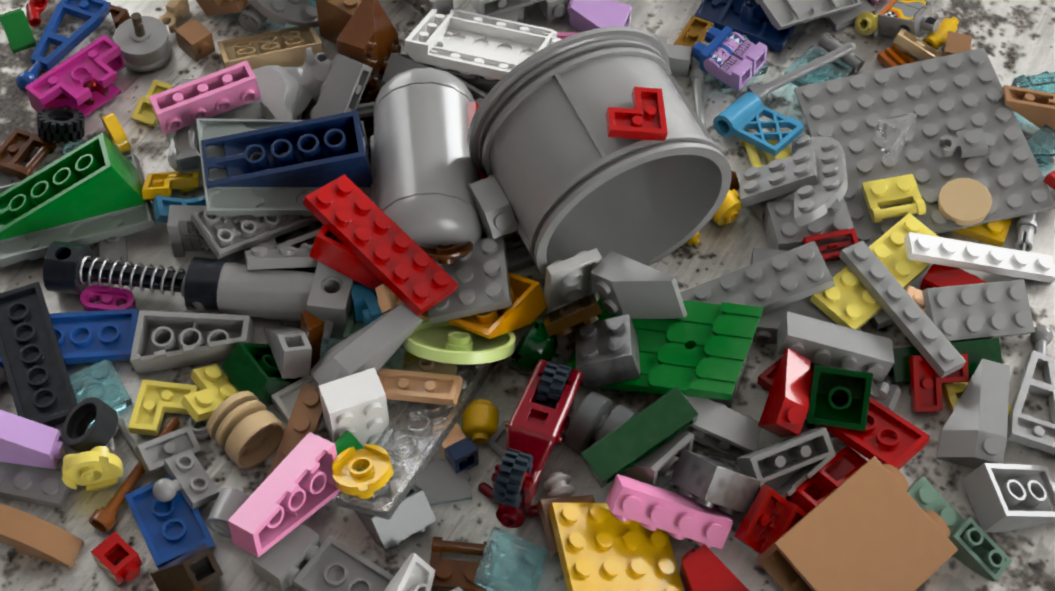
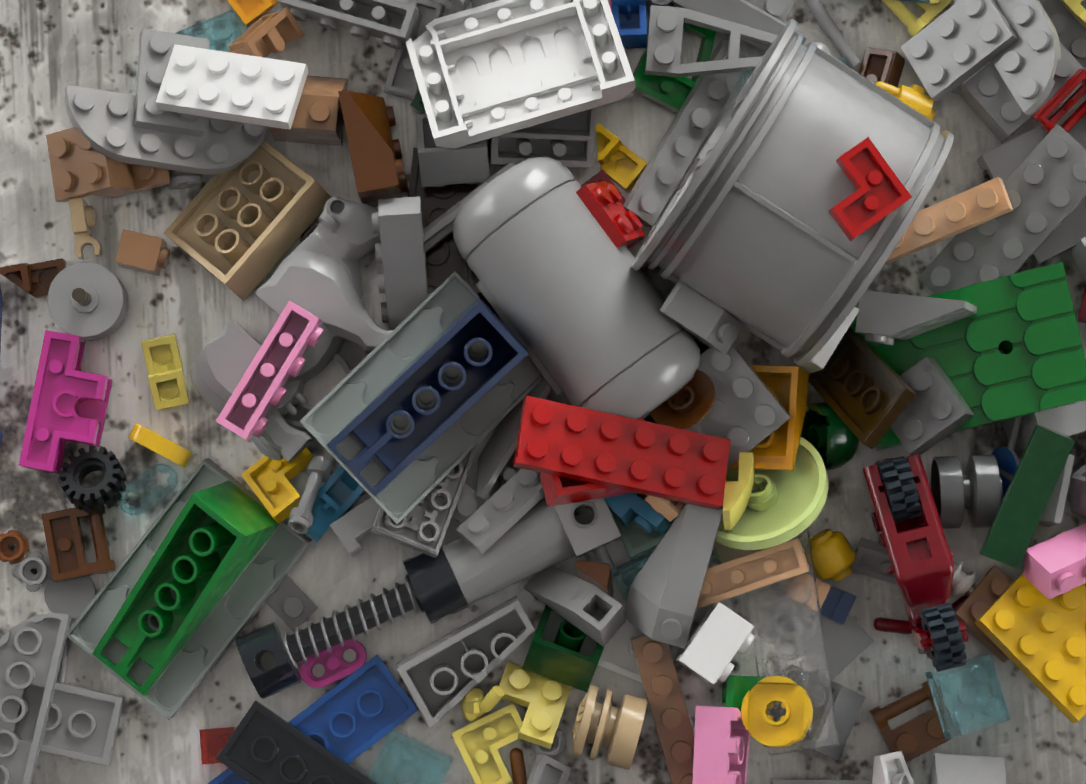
camera: 30 degrees left, 30 degrees up
(158, 193) = (301, 516): none -> light grey bar
(176, 372) = (476, 704): none -> light yellow plate
(441, 322) = (738, 492): none -> light yellow slope
(708, 266) = (953, 217): none -> light nougat plate

